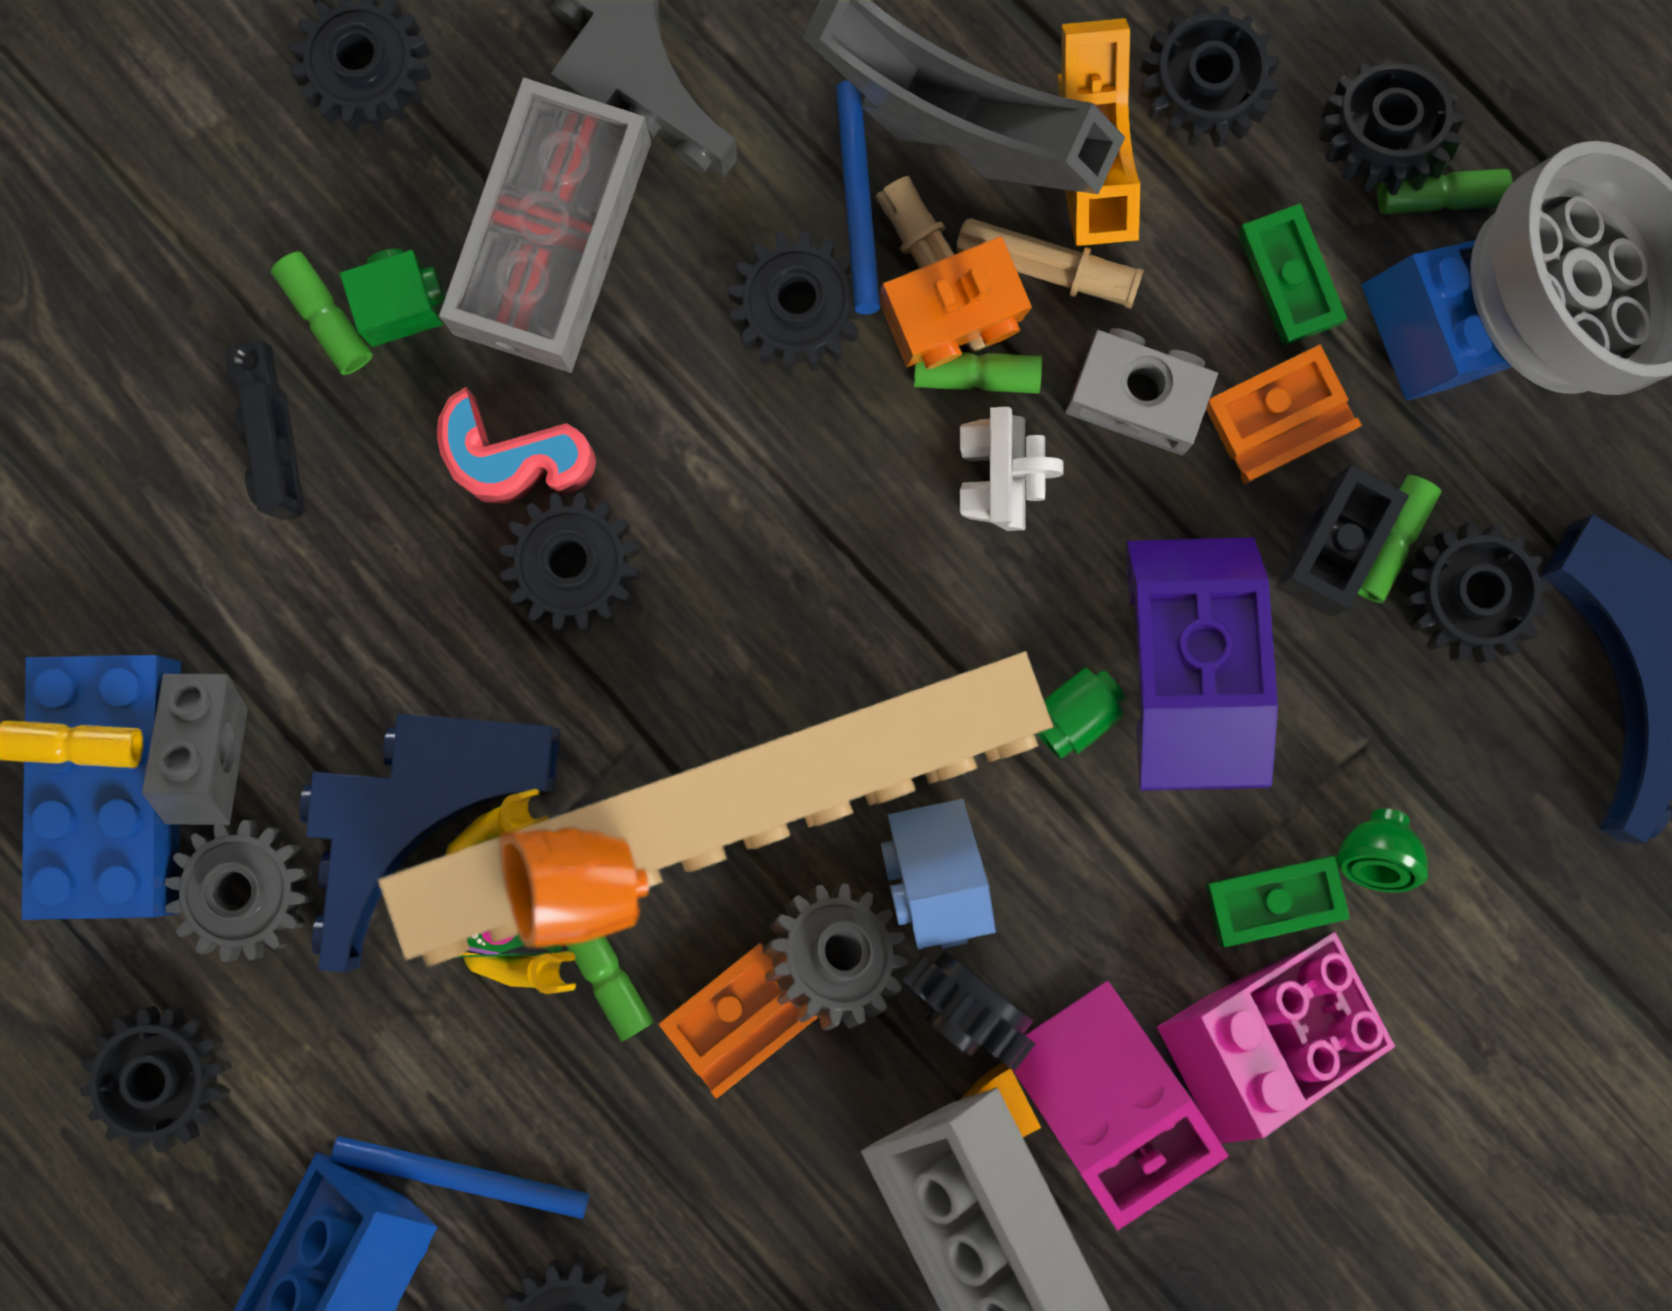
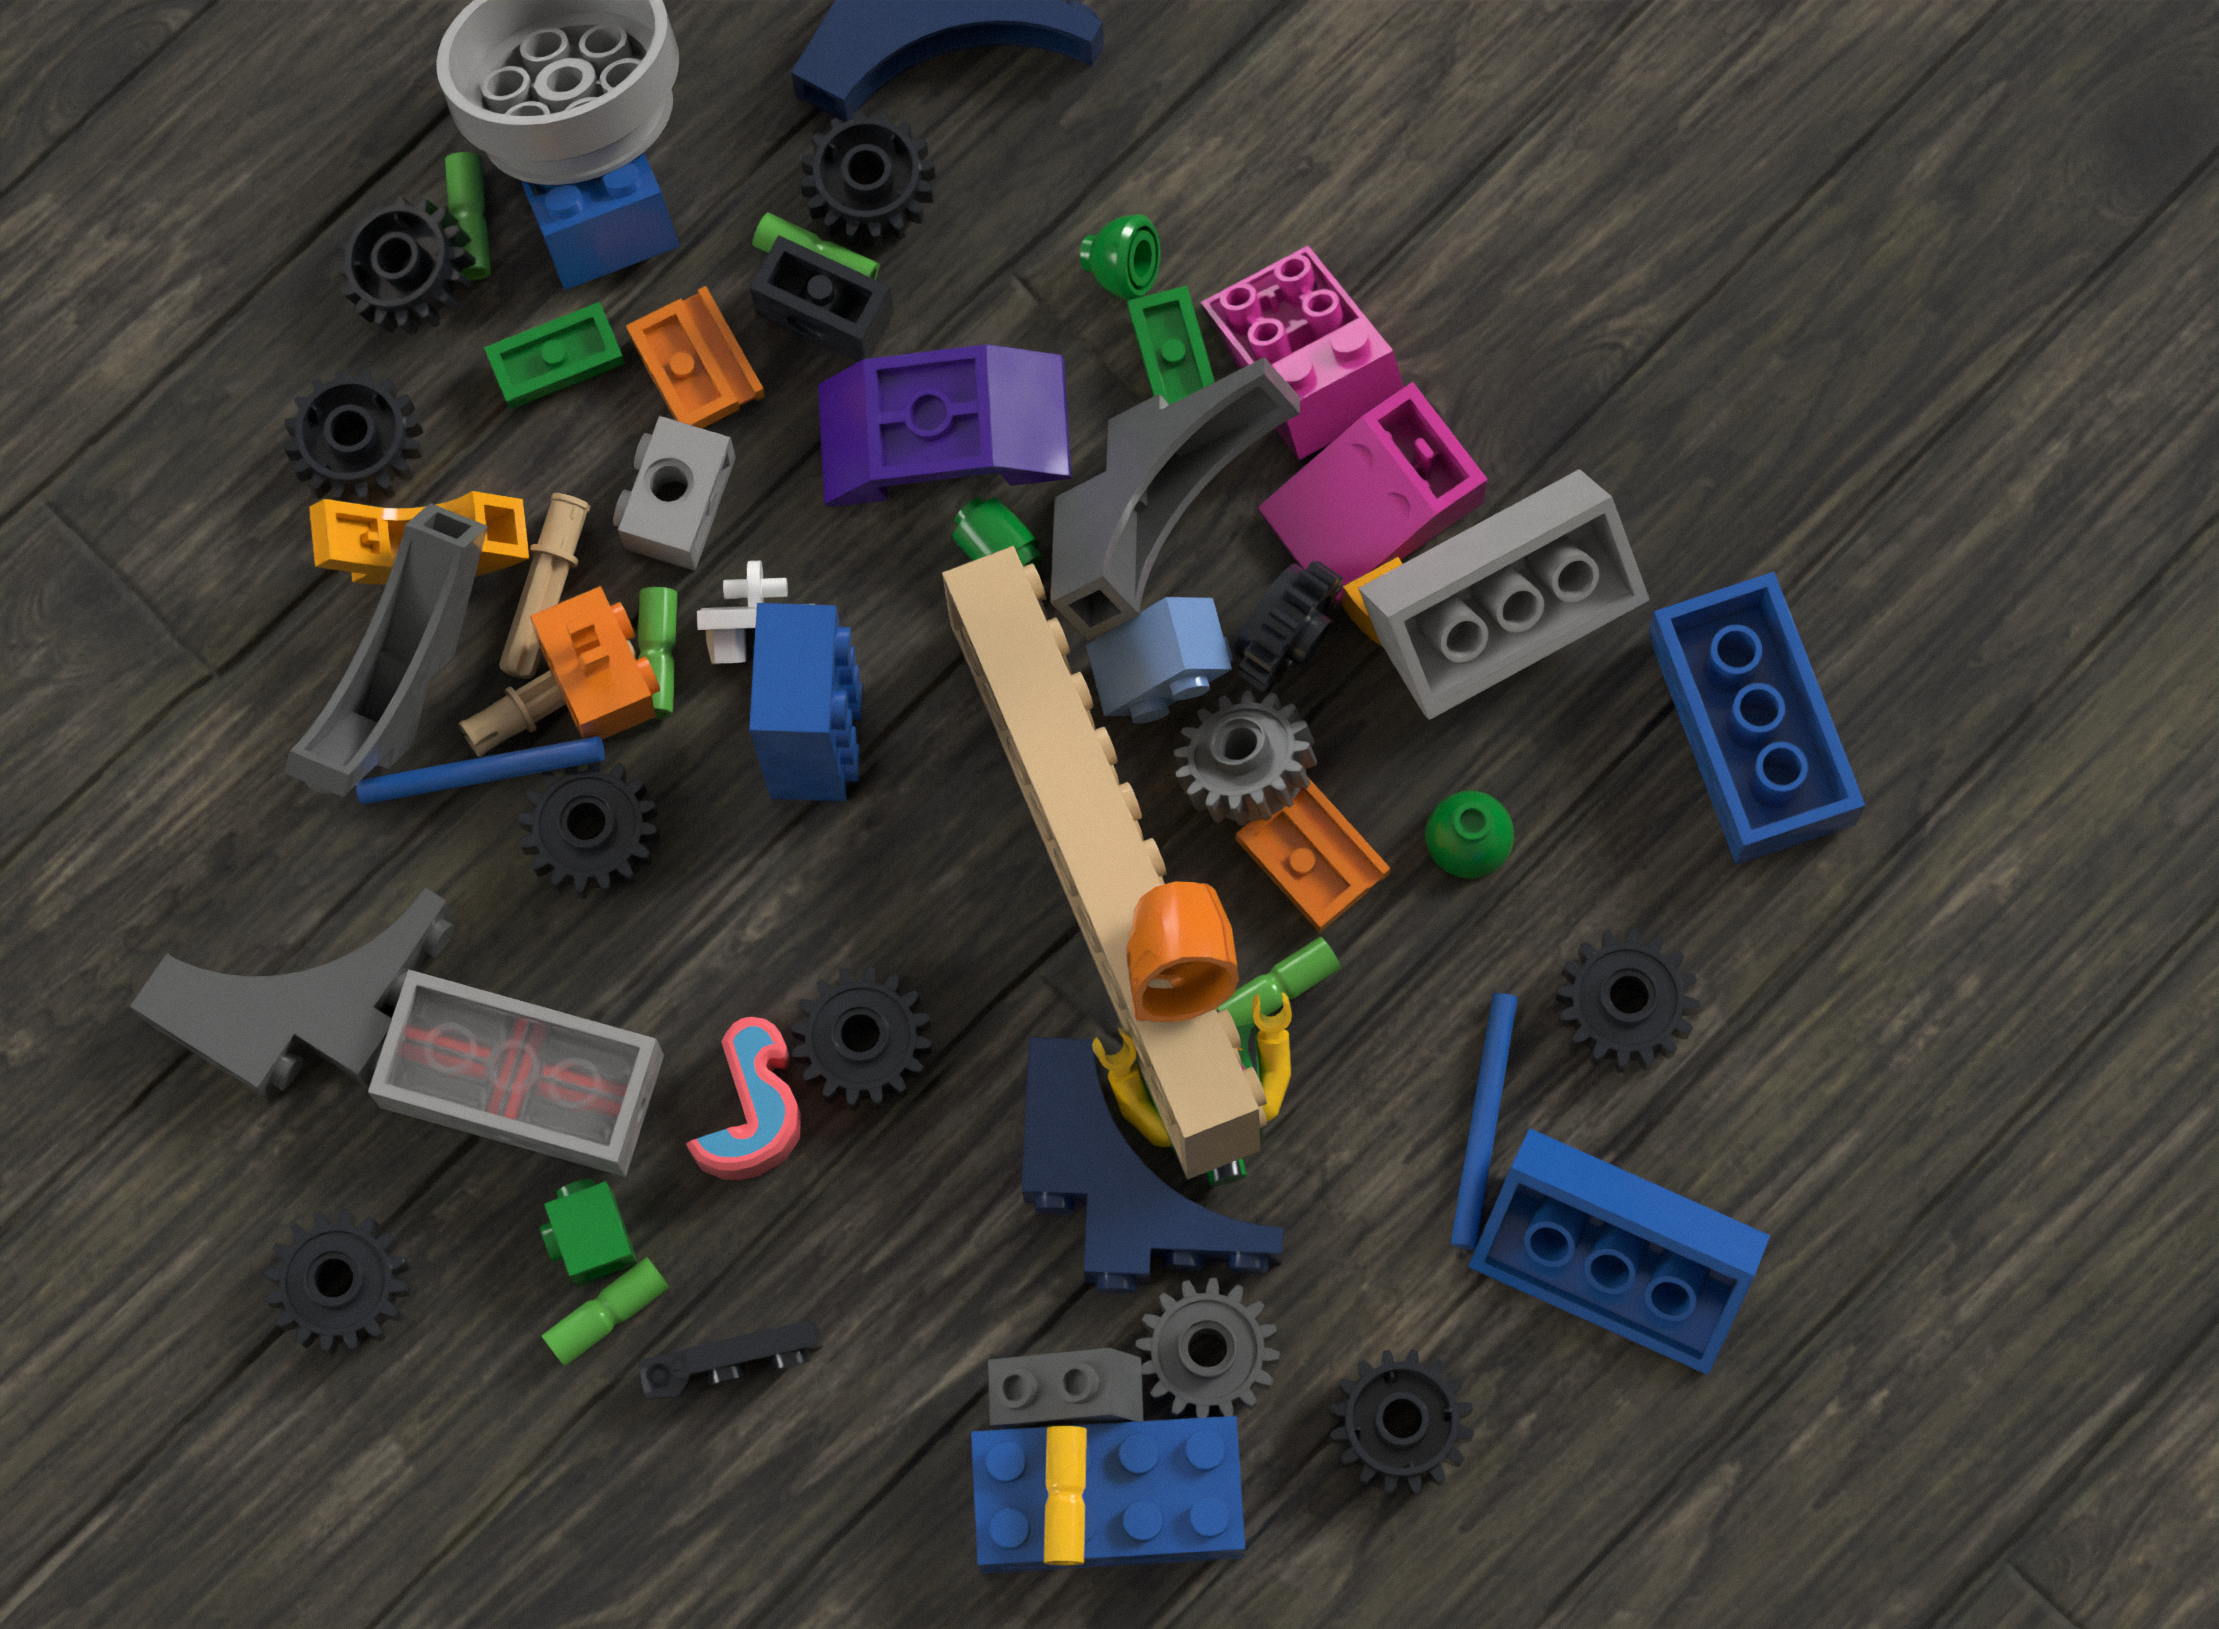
camera: 90 degrees left, 10 degrees down
(756, 1179) = (1469, 834): none -> green brick
(891, 502) = (805, 702): none -> blue brick
(1143, 878) = (1154, 470): none -> dark grey arch

